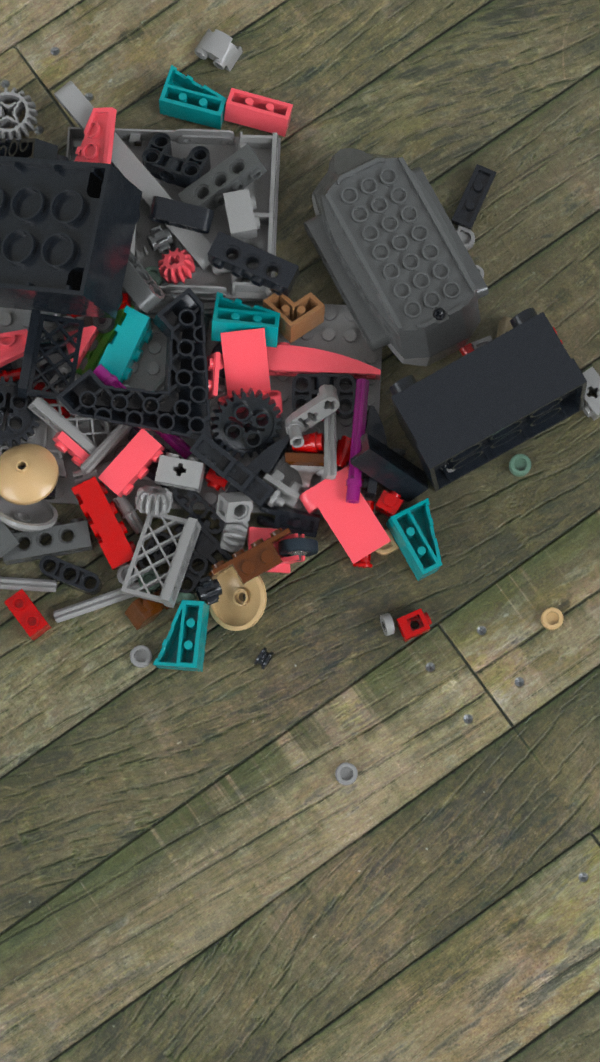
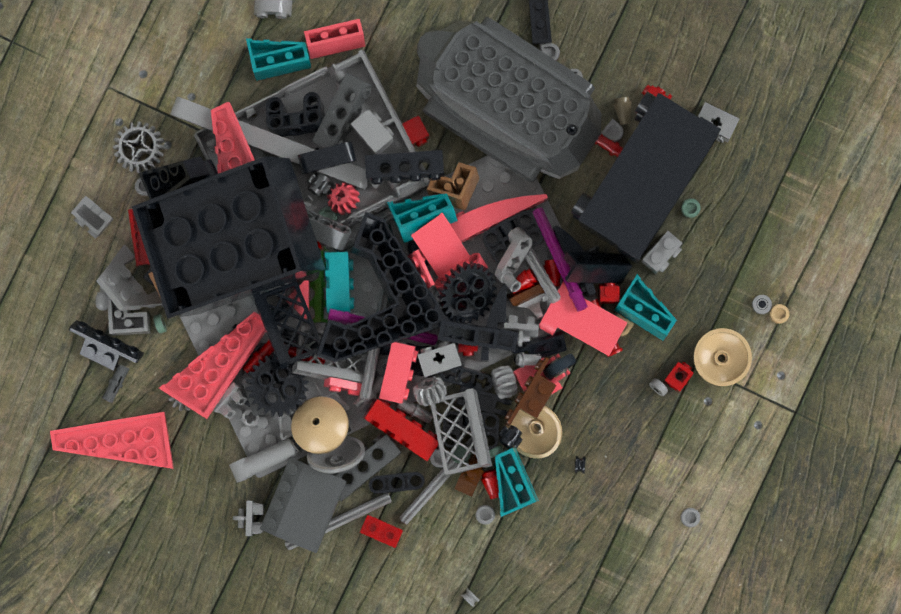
camera: 25 degrees left, 5 degrees up
(78, 730) = (470, 597): none -> light grey bush
(163, 626) = (490, 482): none -> red cone
(234, 507) = (495, 363): light grey brick -> none
(268, 522) = (527, 359): none -> light grey pin
(287, 243) = (416, 131): none -> red brick
(466, 492) = (666, 248): none -> light grey brick
(479, 617) = (732, 347): none -> tan dish
(539, 599) = (761, 304): none -> light grey tile

